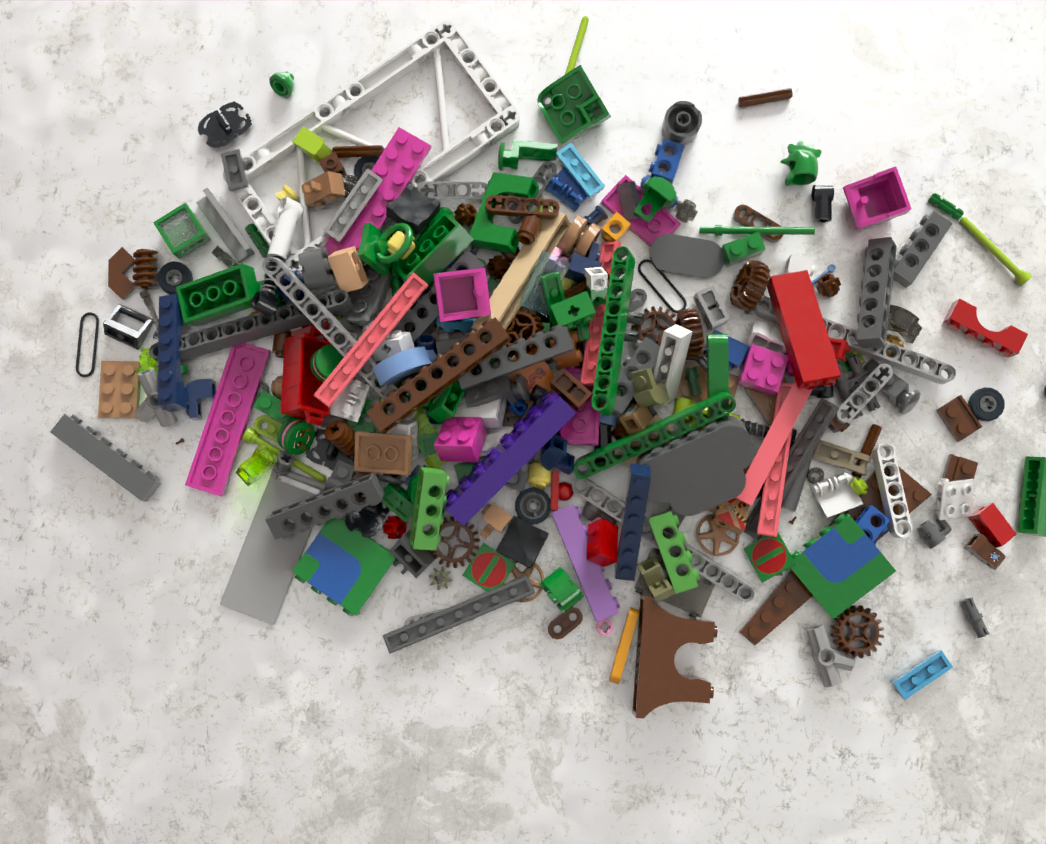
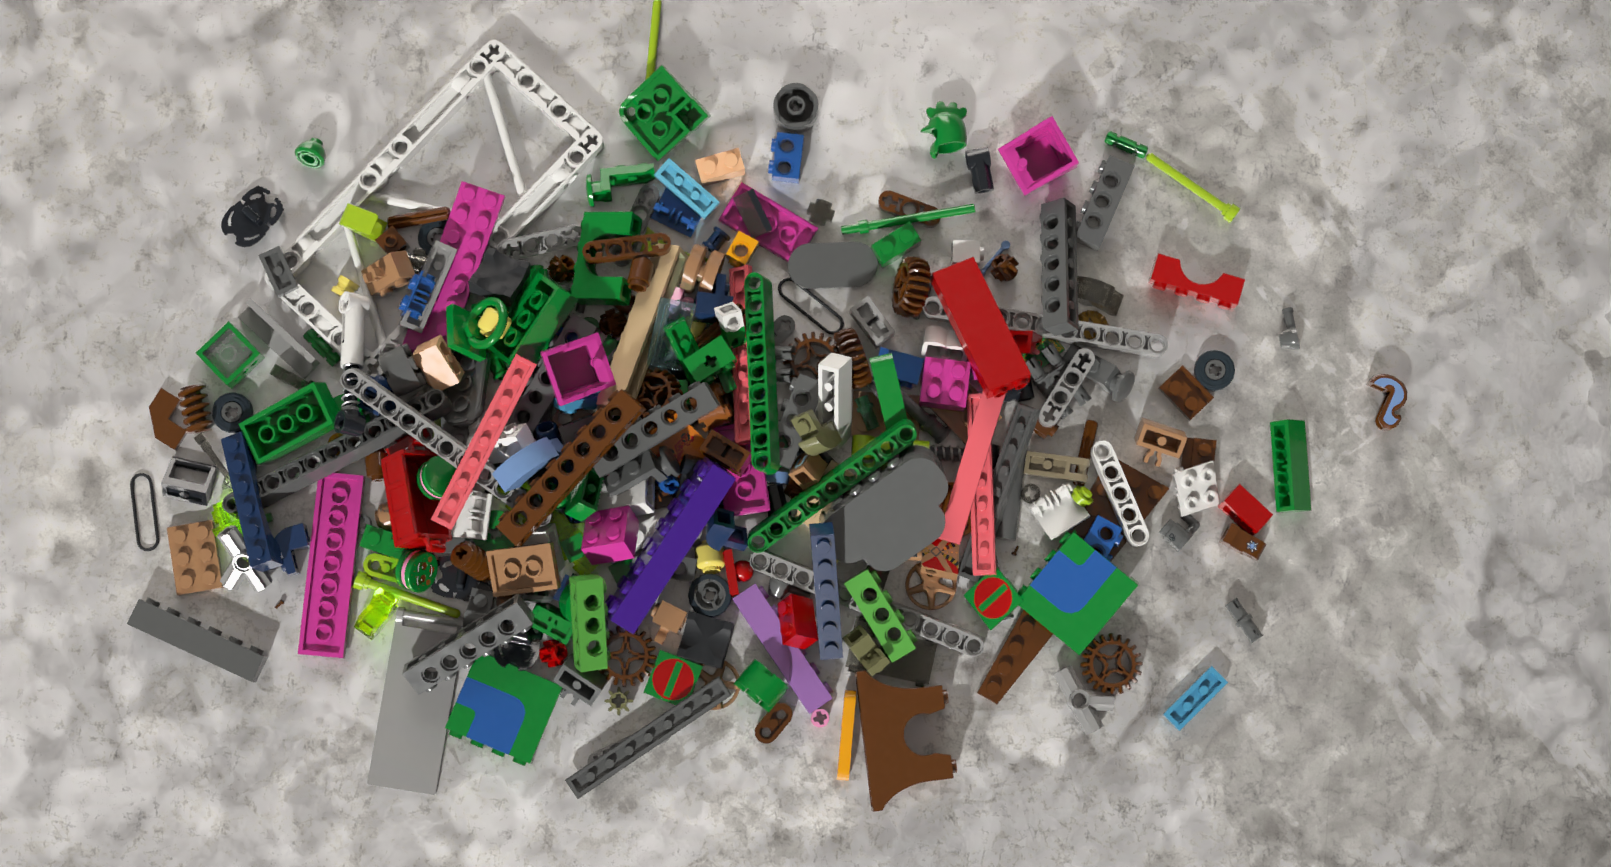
camera: 15 degrees left, 0 degrees up
(283, 463) = (408, 606): dark grey bush -> none
(333, 215) = (408, 304): none -> blue hinge
(611, 158) = (720, 167): none -> light nougat brick
(658, 193) = (783, 200): green piece -> none
(742, 399) = (927, 421): none -> dark grey pin
(765, 97) = (889, 55): reddish brown axle -> none
(932, 452) = (1160, 439): none -> medium nougat brick

